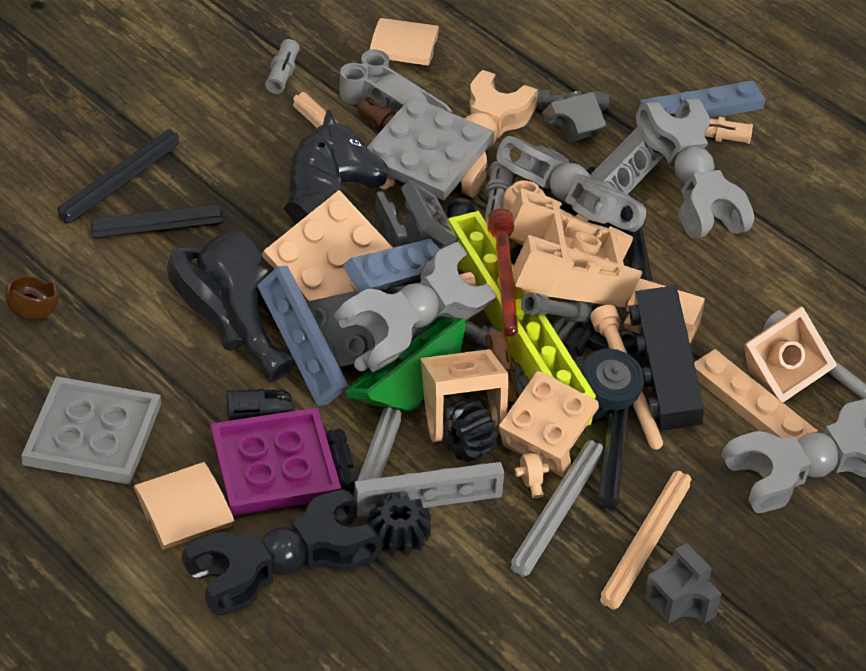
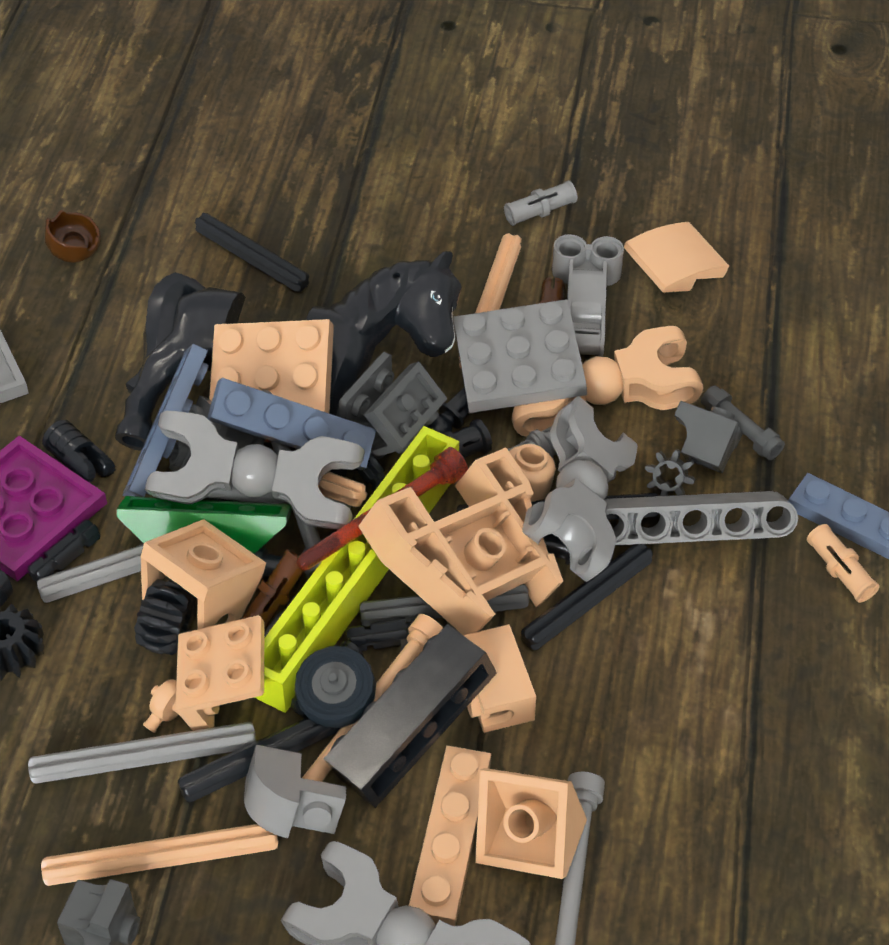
camera: 55 degrees right, 5 degrees up
(118, 176) = (284, 196): black axle -> none
(433, 487) = (81, 643): light grey plate -> none
(540, 305) = (354, 560): dark grey bar -> none
(586, 149) = (674, 461): none -> dark grey gear
(665, 450) = (281, 799): none -> light grey brick
(704, 190) = (726, 571): light grey piece -> none

